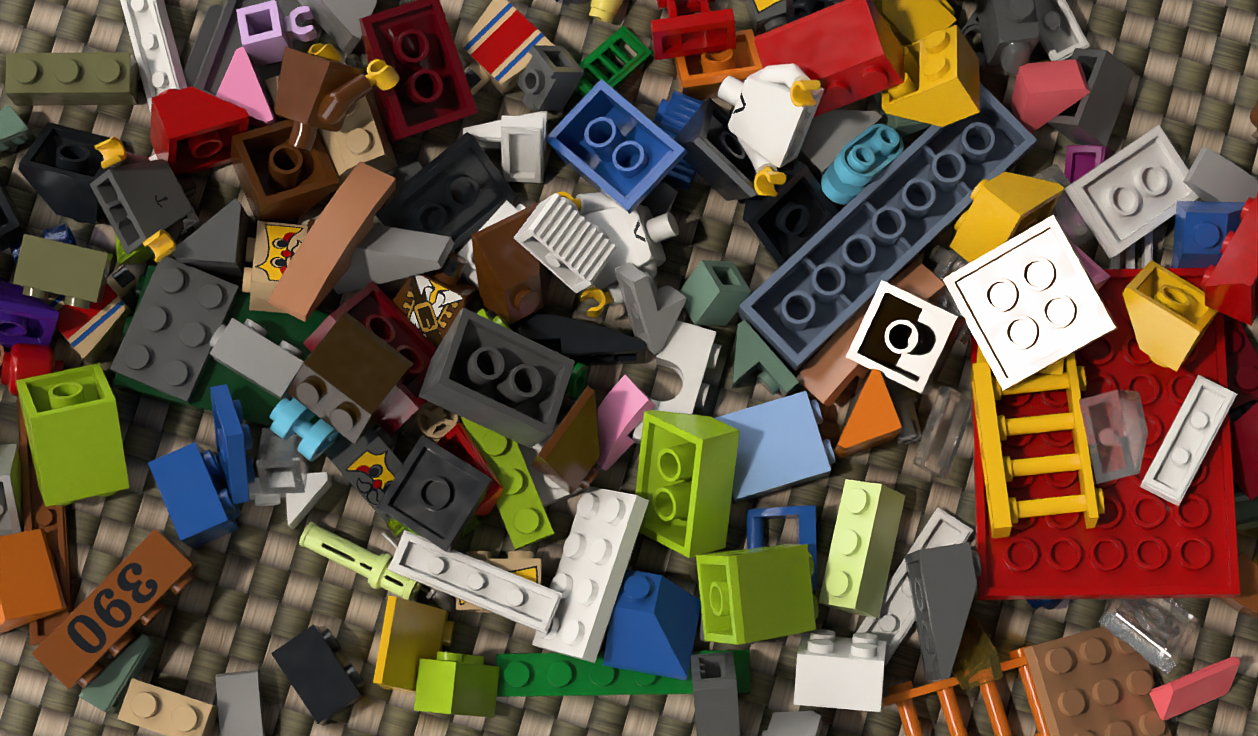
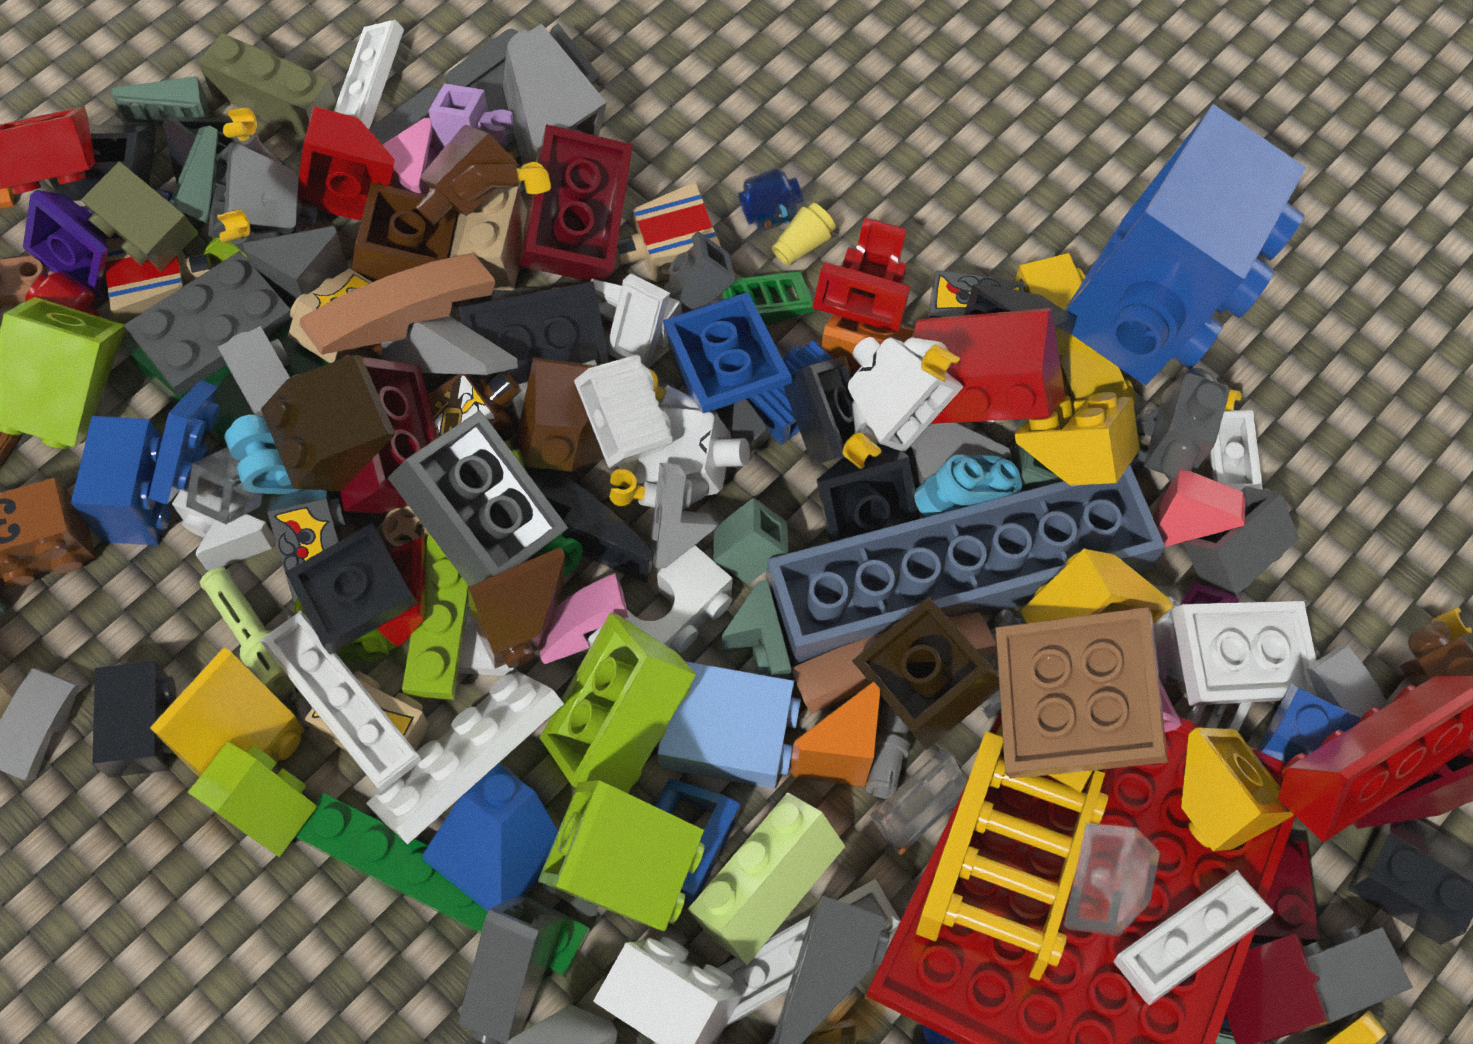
camera: 25 degrees right, 15 degrees down
(87, 212) = (195, 183): none -> sand green slope

